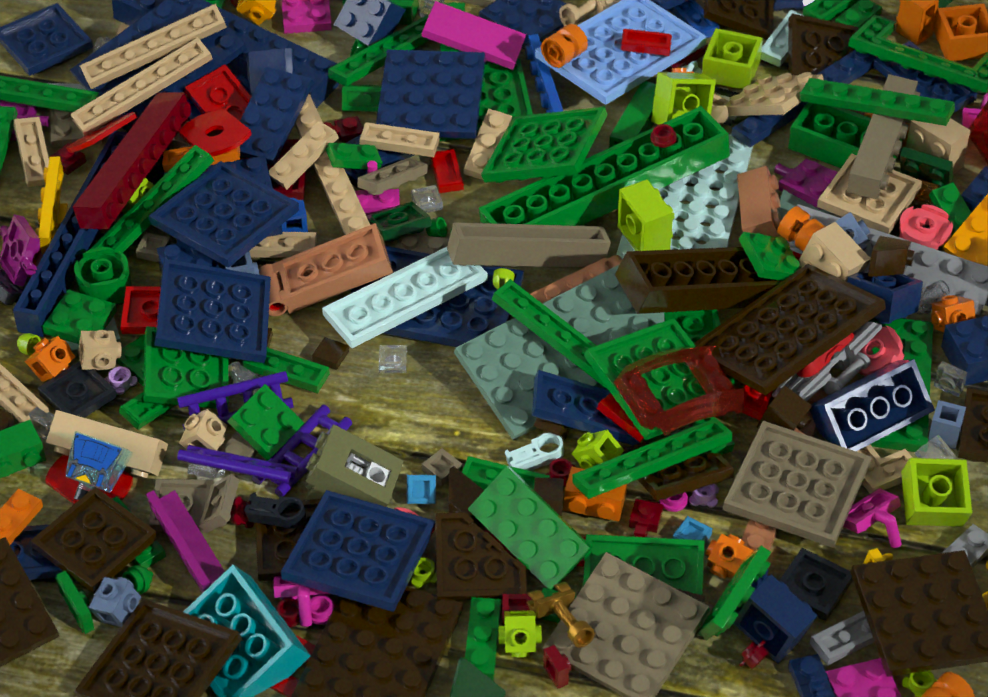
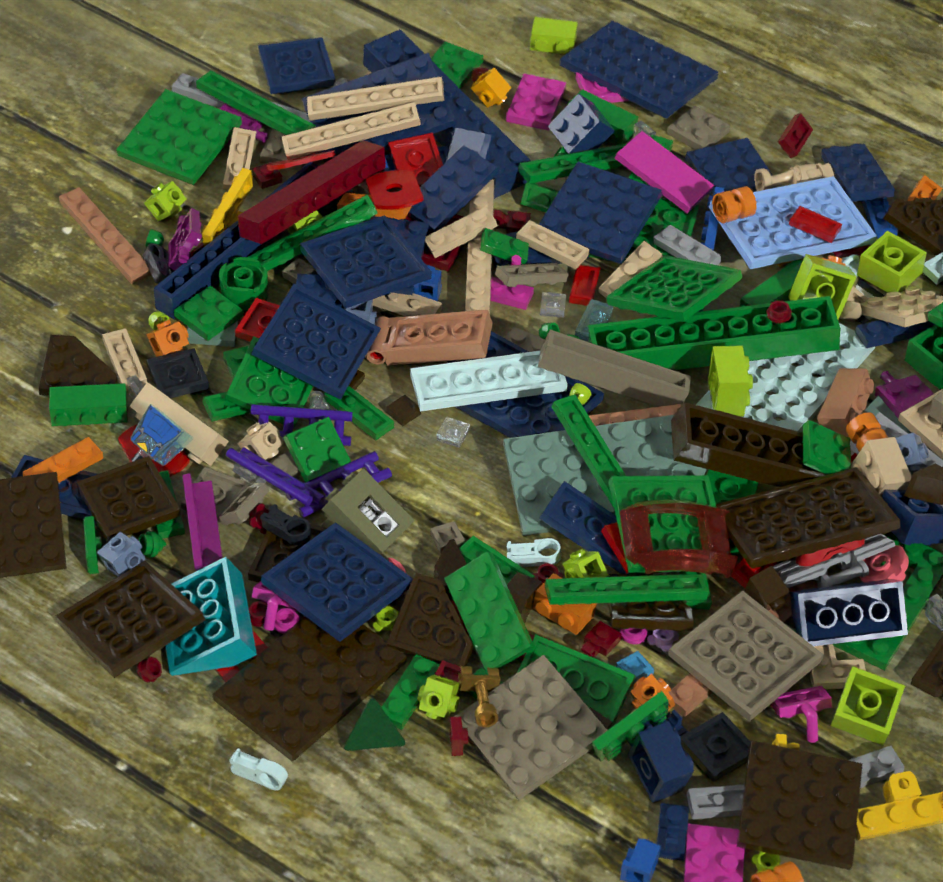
camera: 20 degrees right, 0 degrees up
(98, 350) = (209, 344): tan brick -> none
(121, 379) = (218, 375): lavender plate -> none
(400, 221) = (516, 315): dark green plate -> none
(421, 489) = (420, 550): dark azure tile -> none
(474, 196) = (595, 313): none -> clear light blue plate
(530, 102) = (685, 247): none -> light grey plate
(552, 427) = (562, 540): dark brown tile -> none
(754, 654) = (632, 787): dark red plate -> none
(935, 449) = (890, 669): clear plate -> none
(947, 422) = (911, 650): sand blue brick -> none

